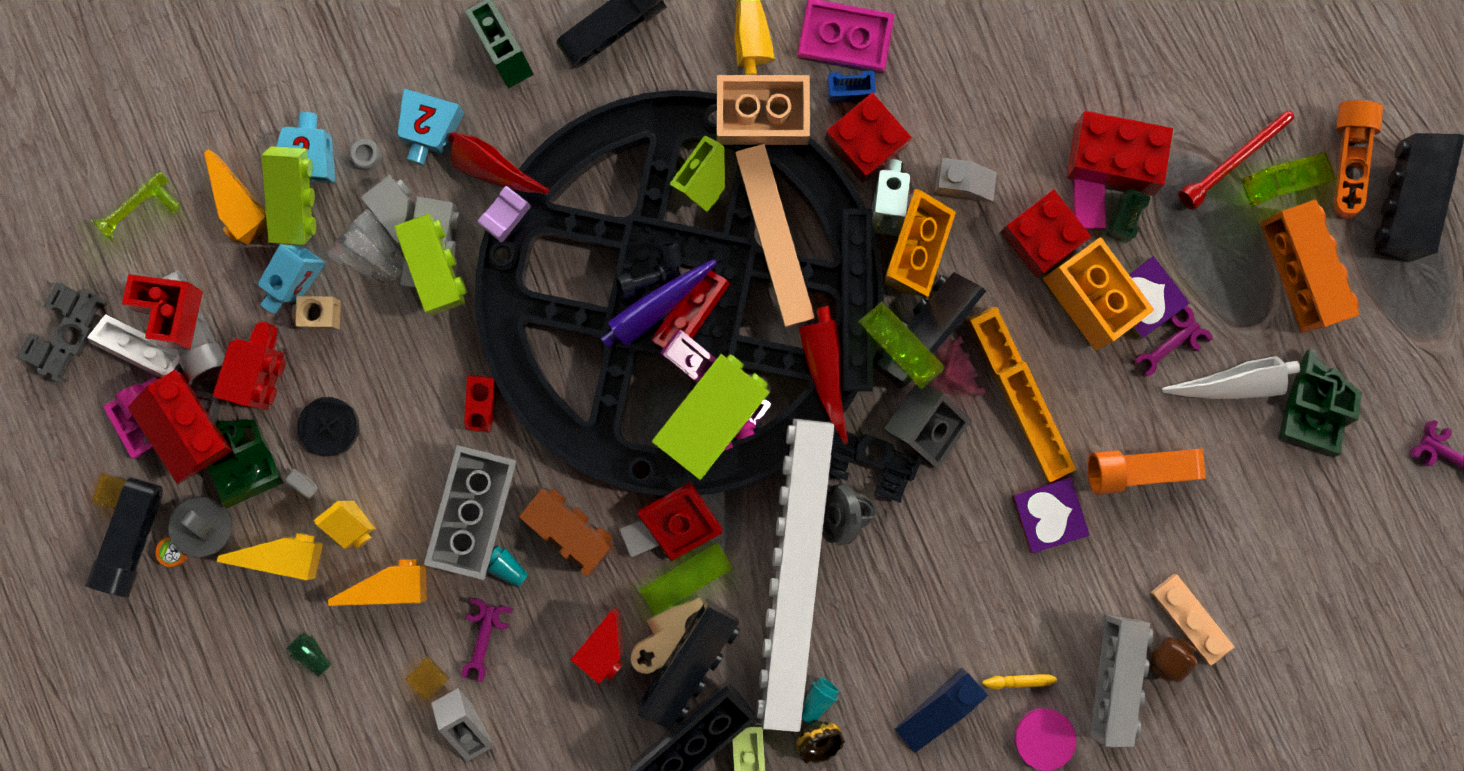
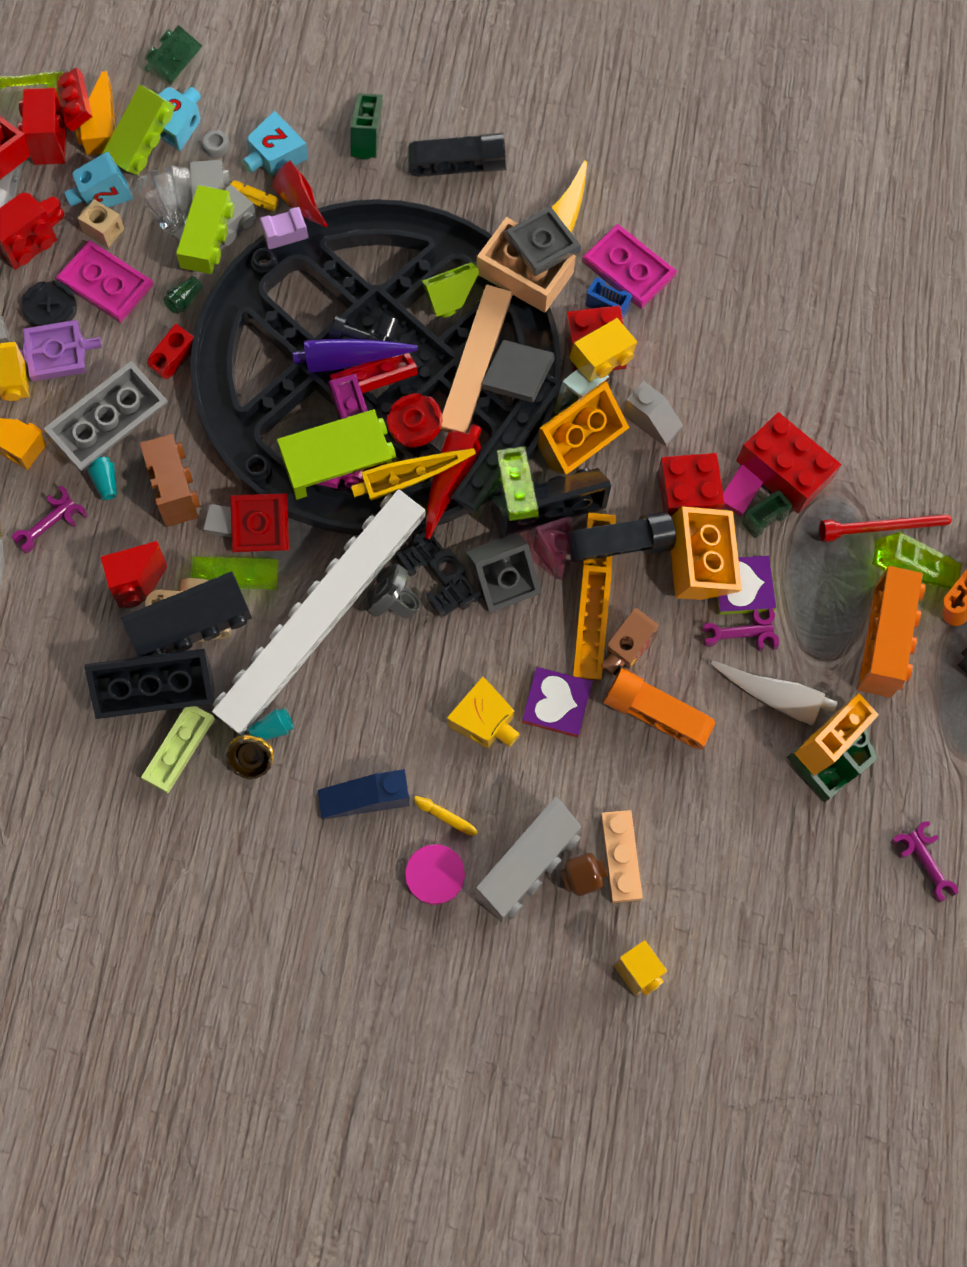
camera: 30 degrees right, 15 degrees down
(189, 249) = (43, 126): none -> red brick
(198, 199) = (74, 99): none -> red plate
(256, 84) = (173, 55): none -> clear green bracket
(362, 367) = (105, 281): none -> dark pink tile
(368, 470) = (56, 350): none -> medium lavender plate
(442, 188) = (257, 196): none -> yellow axle
(448, 337) = (182, 295): none -> clear green cone
(759, 335) = (414, 420): none -> red tile
(770, 80) = (542, 241): none -> dark grey tile
(792, 402) = (405, 473): none -> yellow piece
(823, 224) = (518, 371): none -> dark grey tile
(894, 156) = (603, 350): none -> yellow brick
(998, 573) = (484, 716): none -> yellow torso
(1035, 310) = (649, 534): none -> black beam
(1082, 411) = (637, 632): none -> nougat torso
(1277, 716) = (641, 969): none -> yellow brick
(1320, 400) = (836, 735): none -> light orange slope

